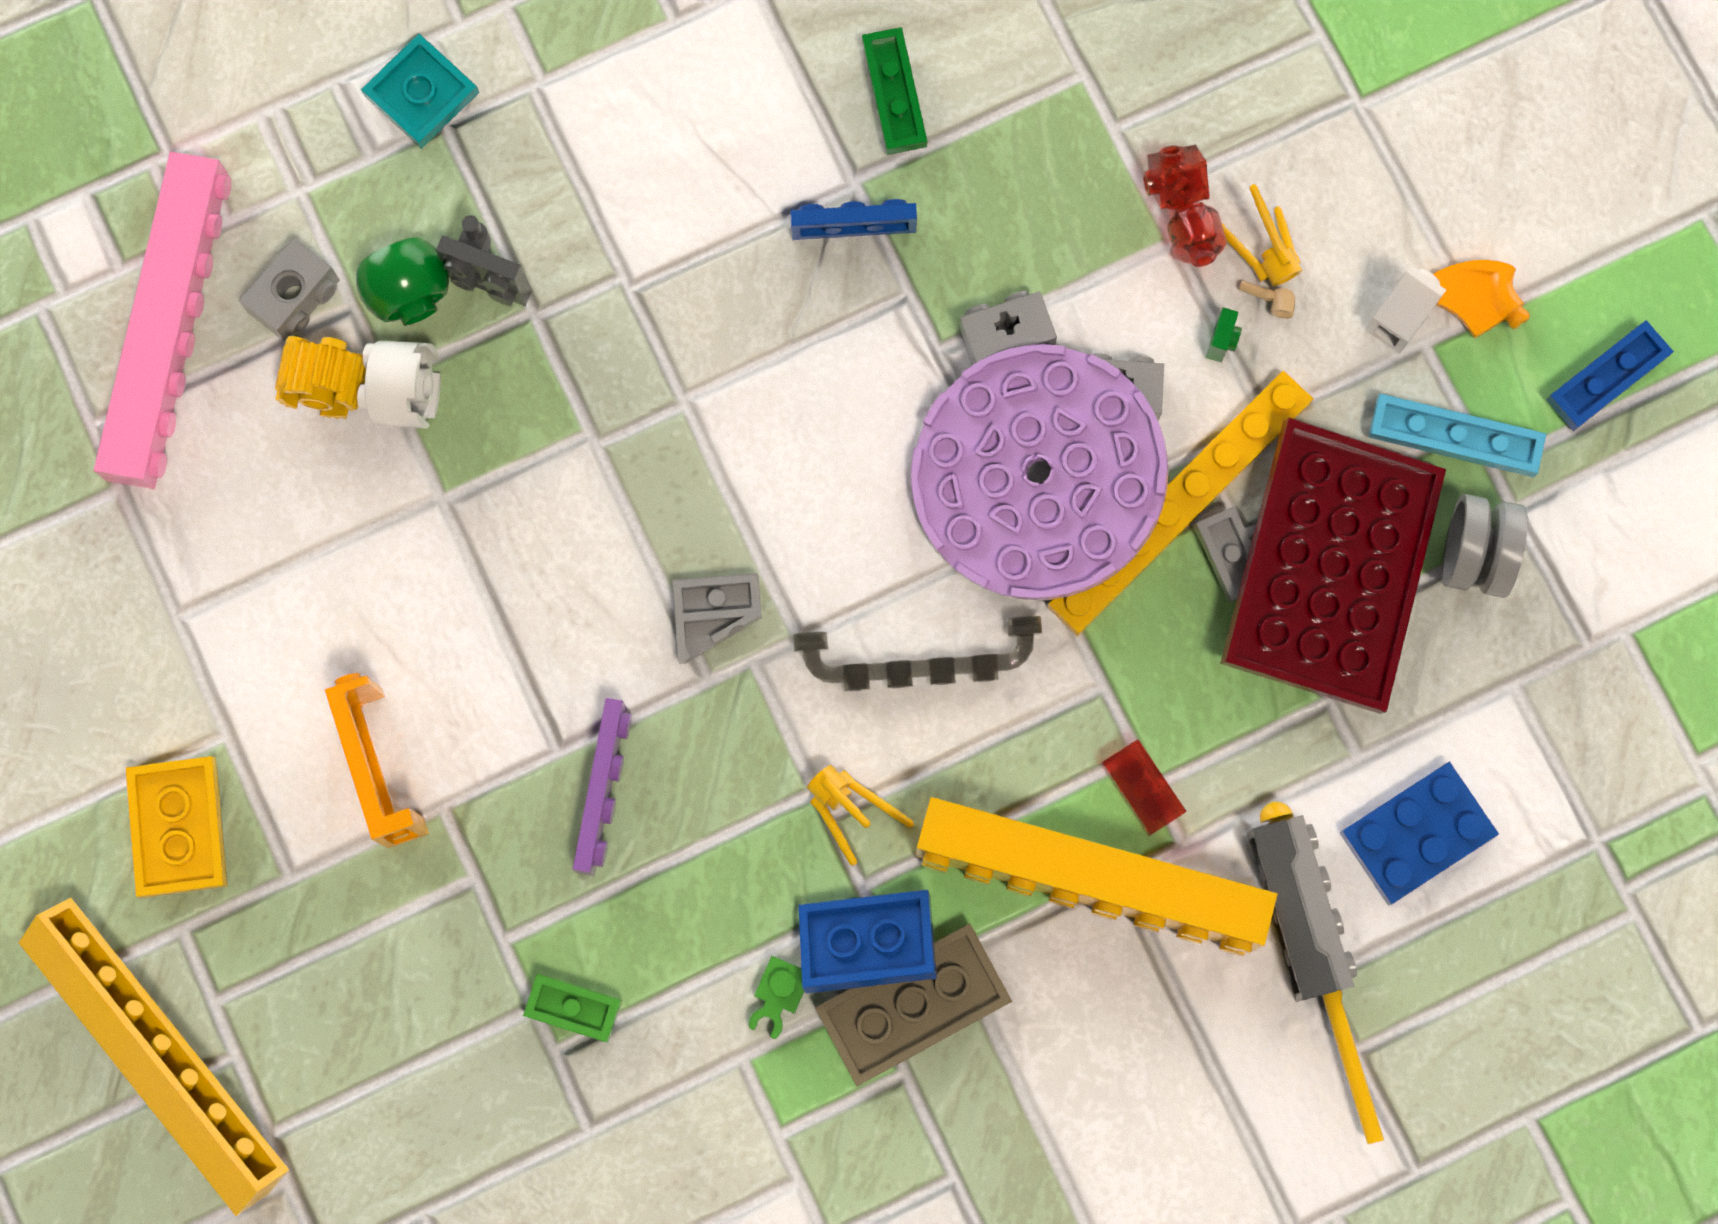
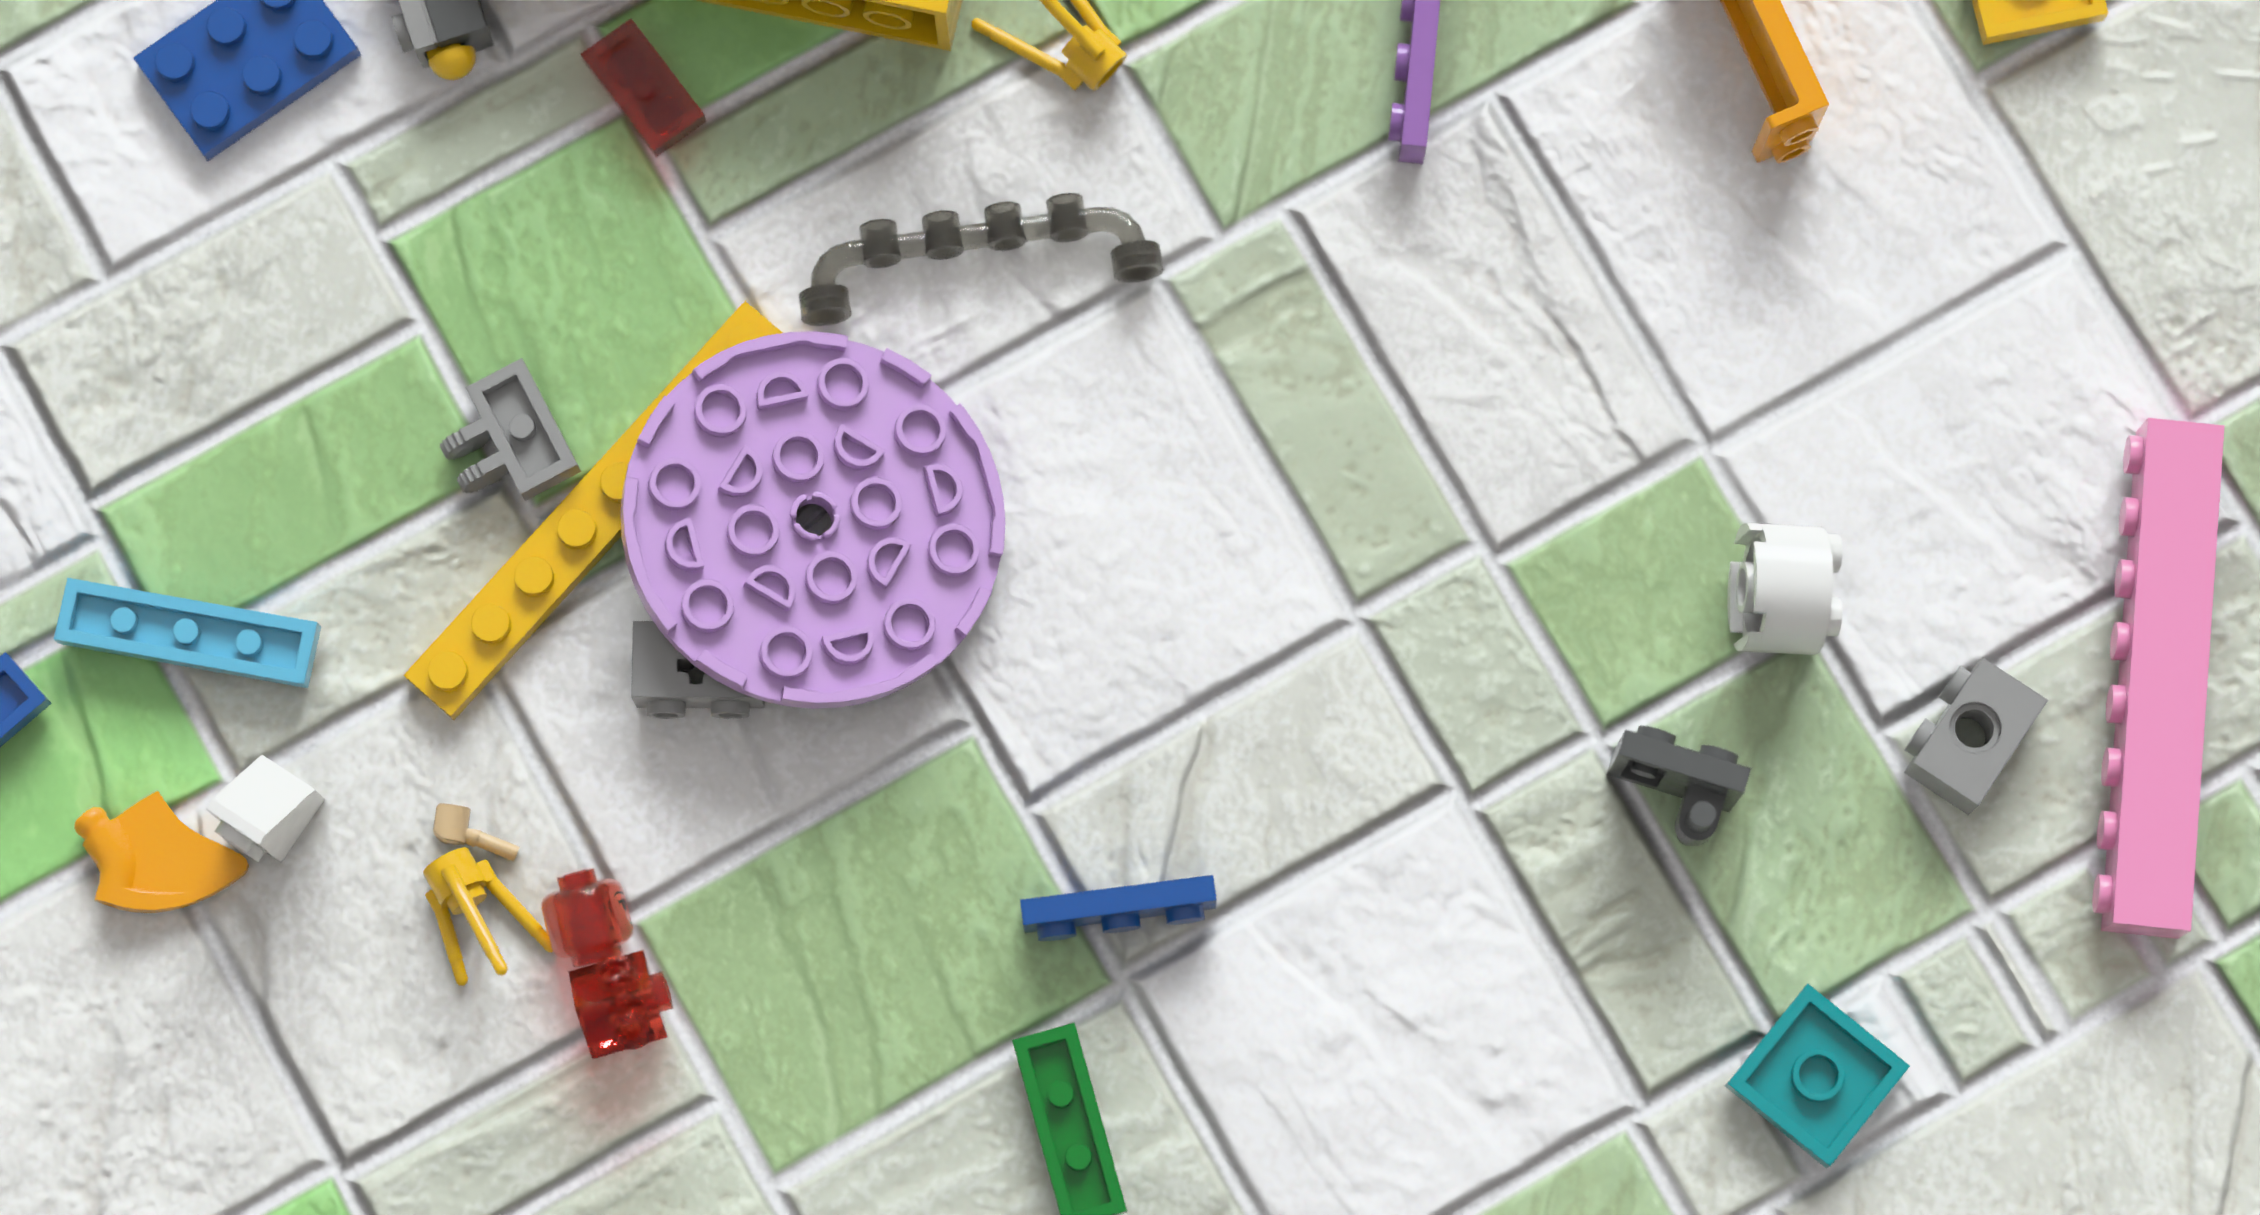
camera: 175 degrees right, 0 degrees up
(320, 376) = (1905, 589): yellow brick -> none
(402, 281) = (1801, 746): green wheel -> none
(713, 611) = (1284, 298): light grey wing -> none
(1020, 312) = (839, 736): light grey brick -> none
(1224, 336) = (541, 760): green plate -> none
(1333, 566) = (371, 417): dark red plate -> none
(1484, 545) = (150, 449): light grey wheel -> none

